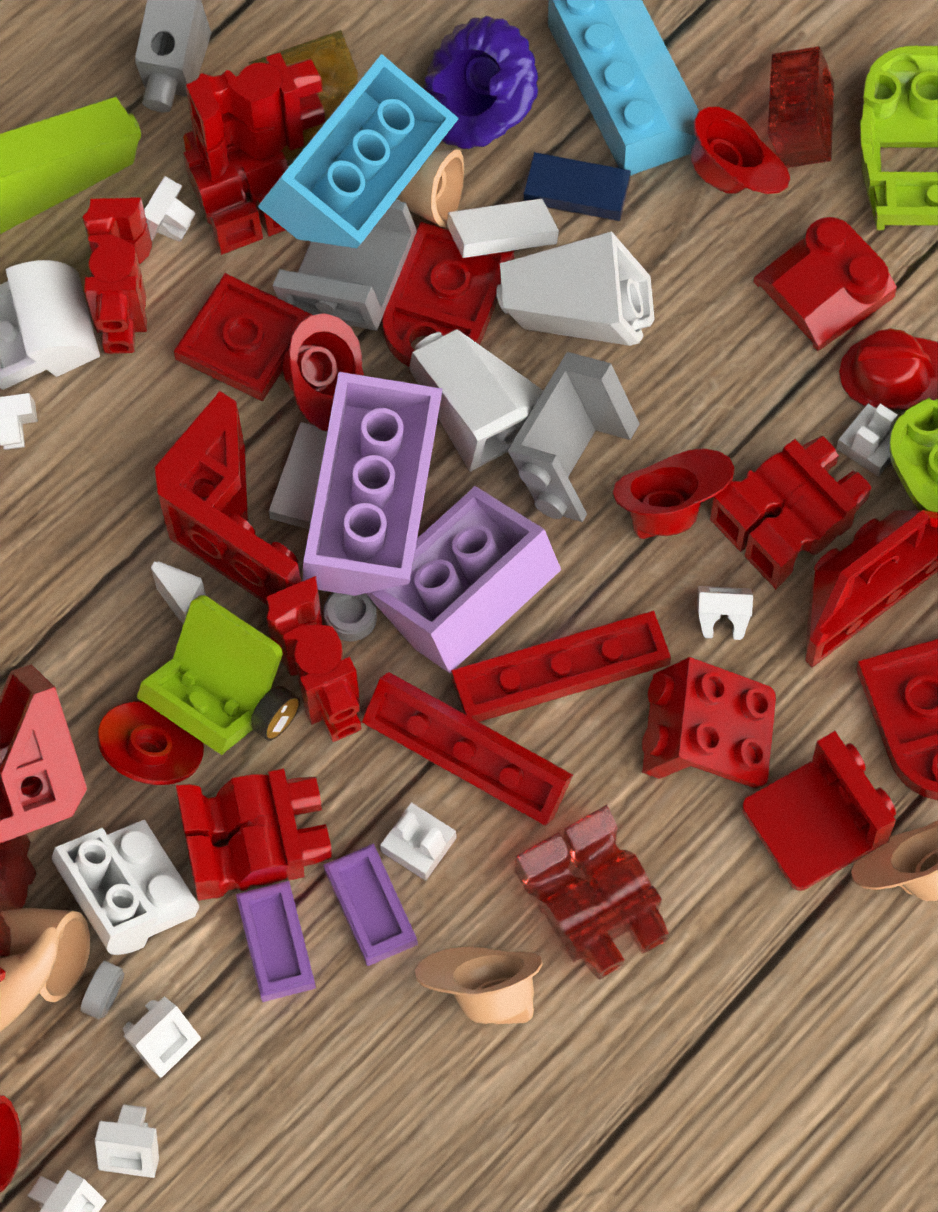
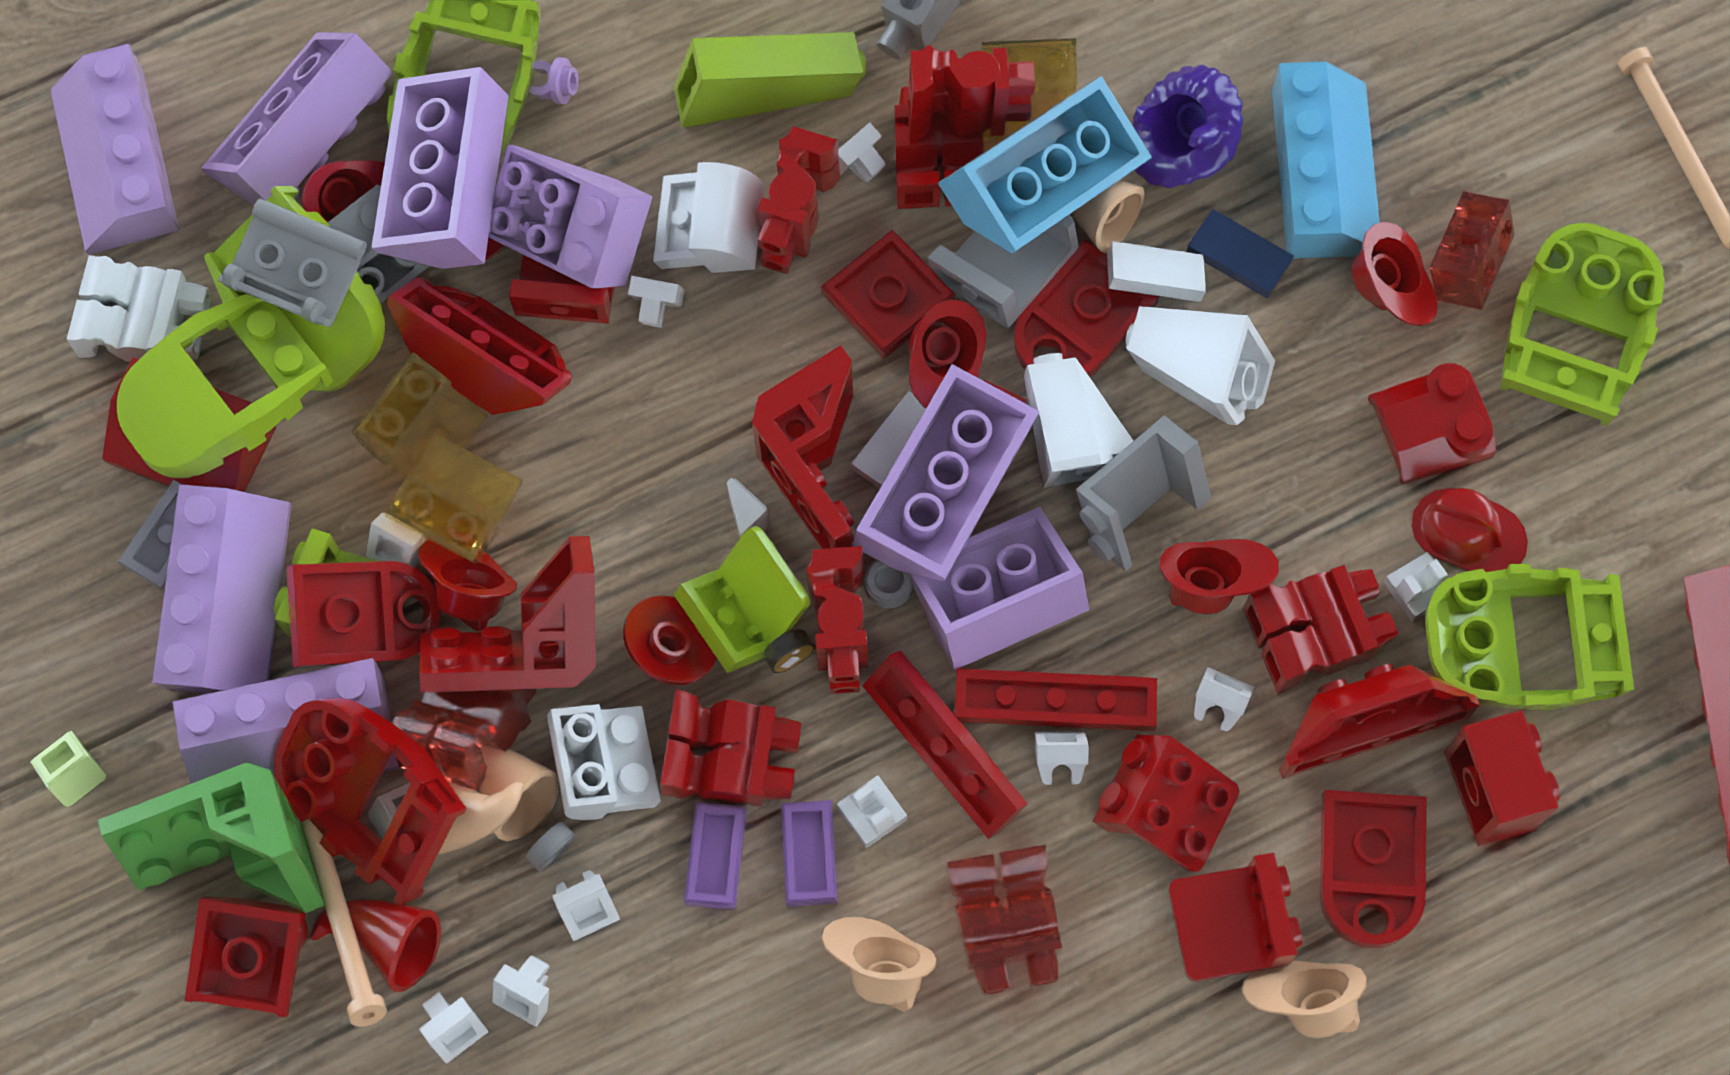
camera: 20 degrees right, 5 degrees up
(582, 711) = (1061, 748): none -> white tile

